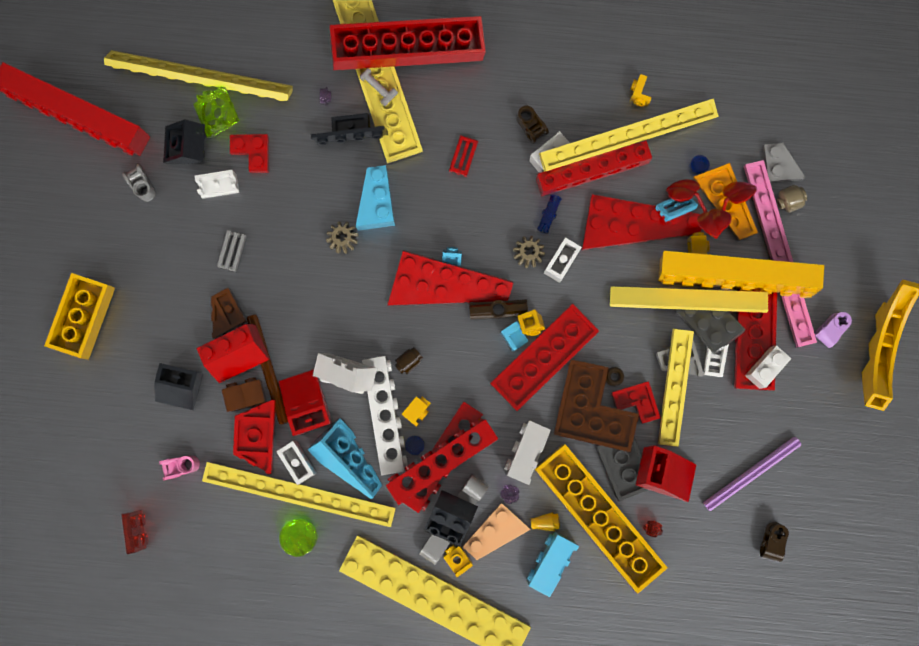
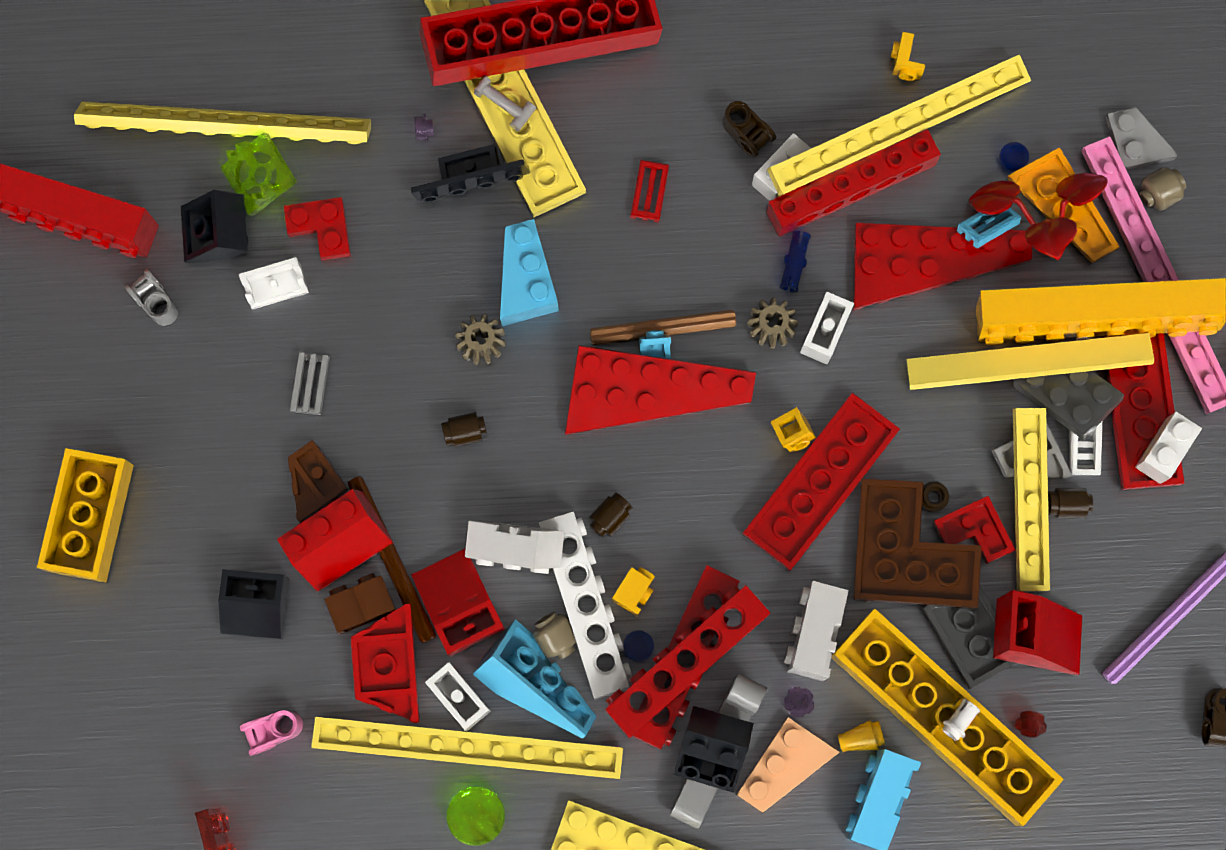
camera: 10 degrees left, 5 degrees down
(324, 294) = (463, 429): none -> dark brown brick
(362, 432) = (554, 635): none -> dark tan head
(462, 245) = (671, 326): none -> medium nougat axle
(463, 565) = (735, 828): yellow brick -> none
(484, 310) = (719, 421): dark brown piece -> none
(514, 336) = (769, 455): medium azure panel -> none
(608, 522) = (960, 720): none -> white pin
(698, 244) = (1030, 274): yellow brick -> none
(699, 392) = (1069, 503): none -> dark brown brick

